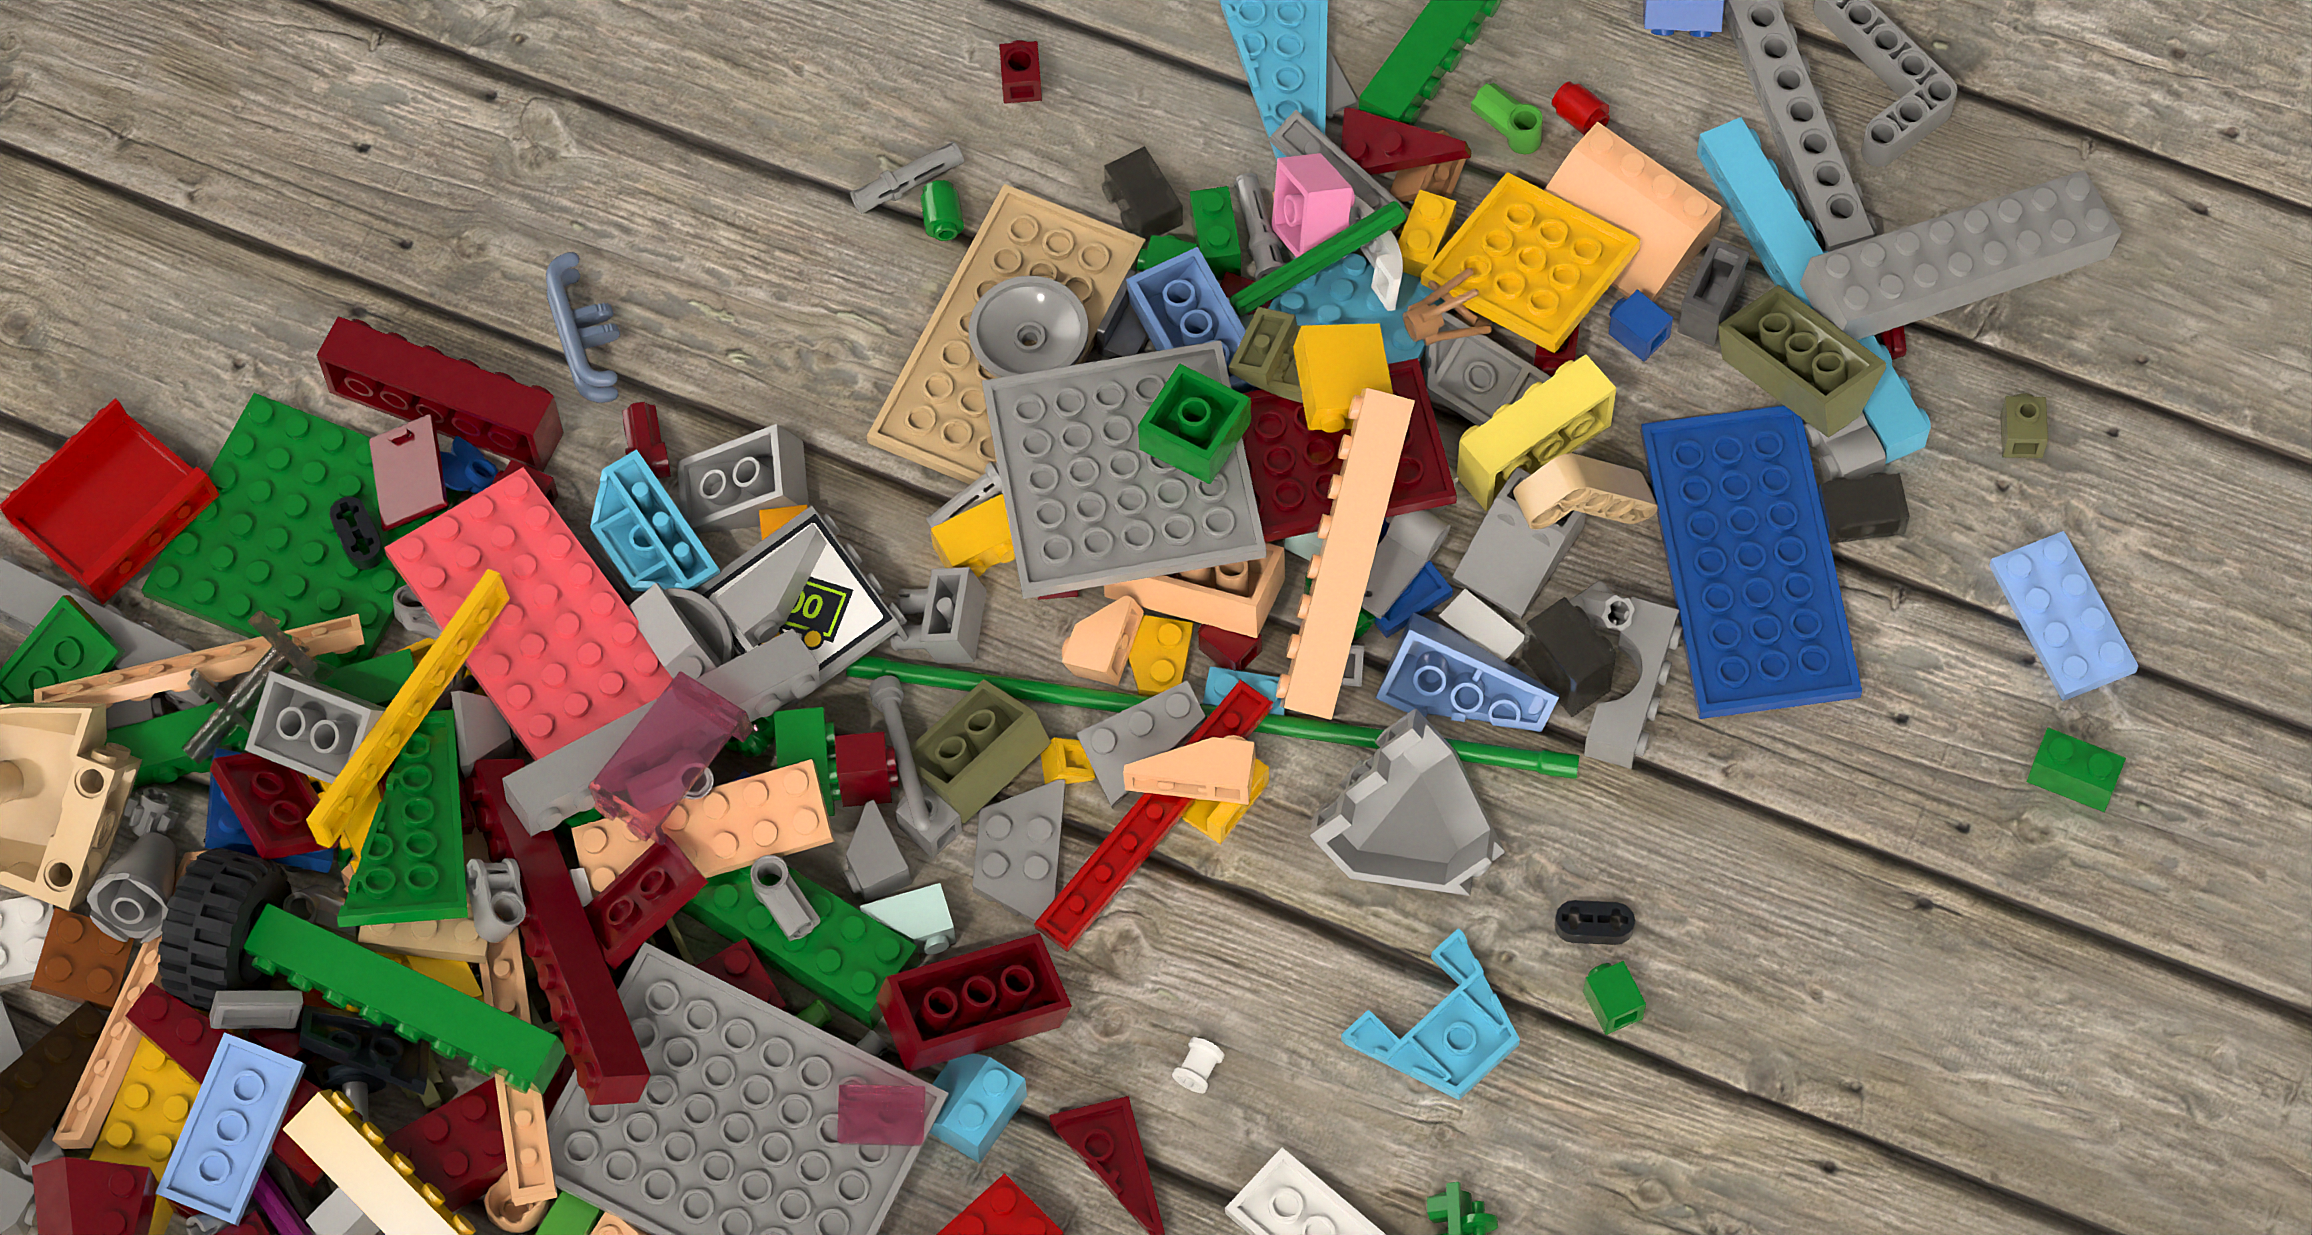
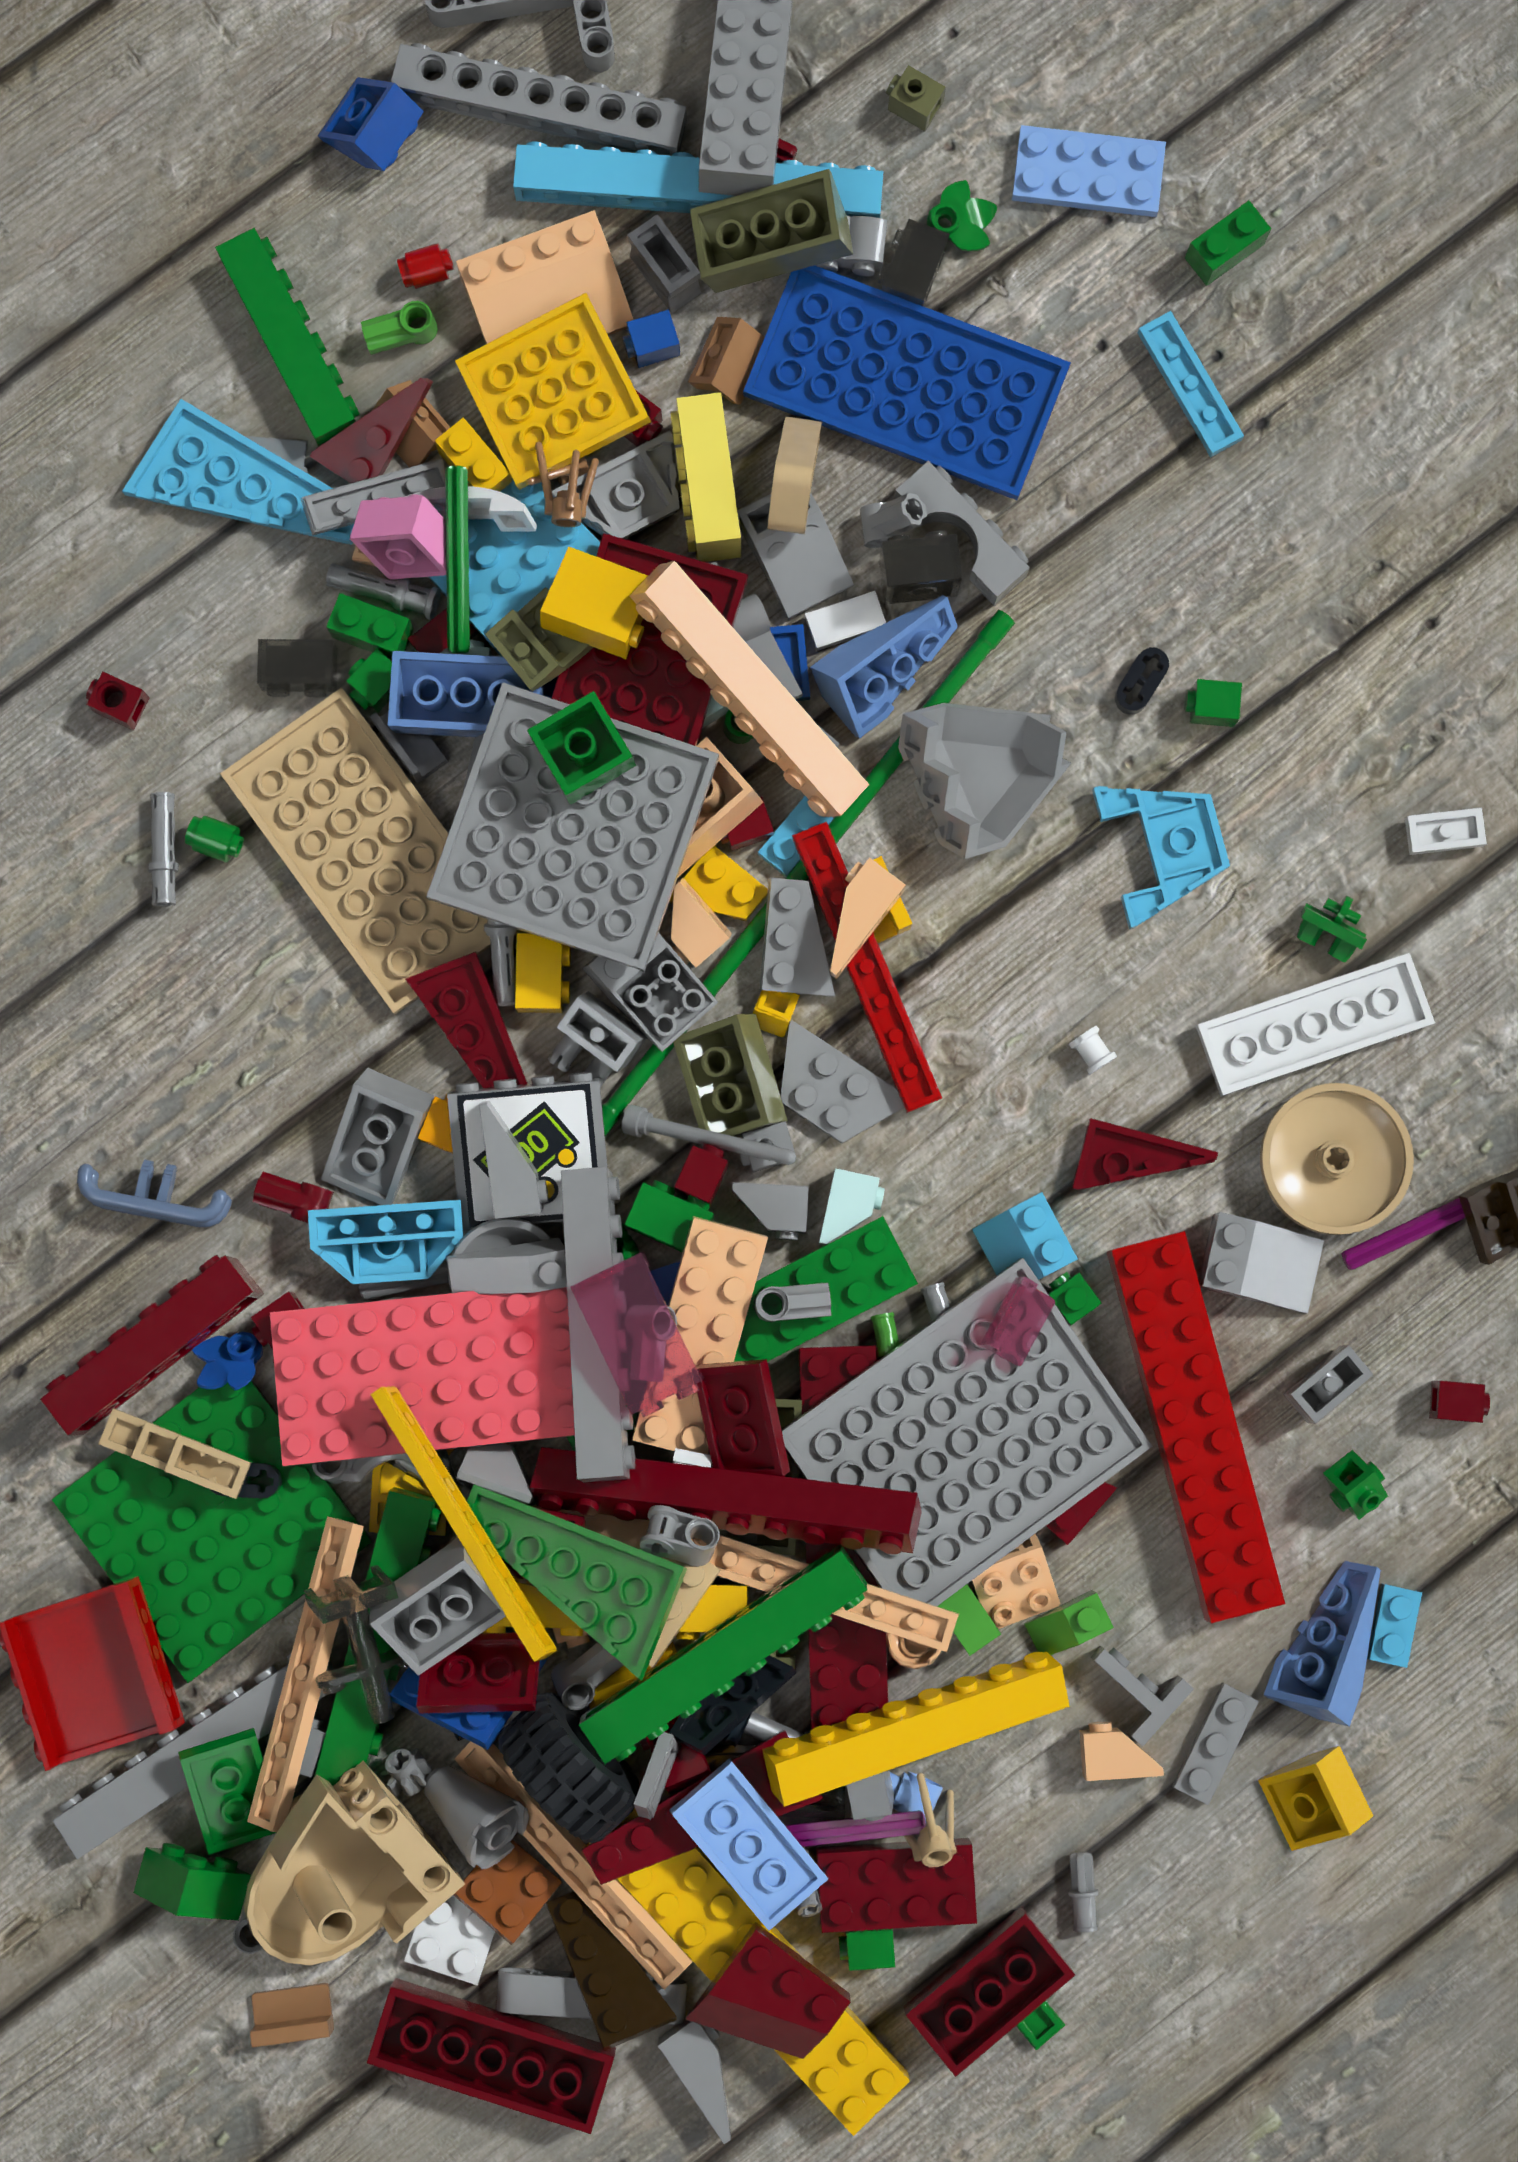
camera: 65 degrees left, 20 degrees up
(349, 459) = (175, 1453): none -> tan slope
(408, 472) = (215, 1409): container -> none
(903, 496) = (470, 1018): none -> dark red wing
(938, 1171) = (1073, 1296): none -> green brick
(973, 1002) = (956, 1197): dark red brick -> none
(1021, 636) = (657, 1001): none -> light grey slope
(1025, 311) = (370, 808): light grey dish -> none
(1664, 397) = (727, 358): none -> medium nougat panel
(1915, 812) = (1190, 384): none -> medium azure plate
(1944, 531) = (966, 215): none -> green plate

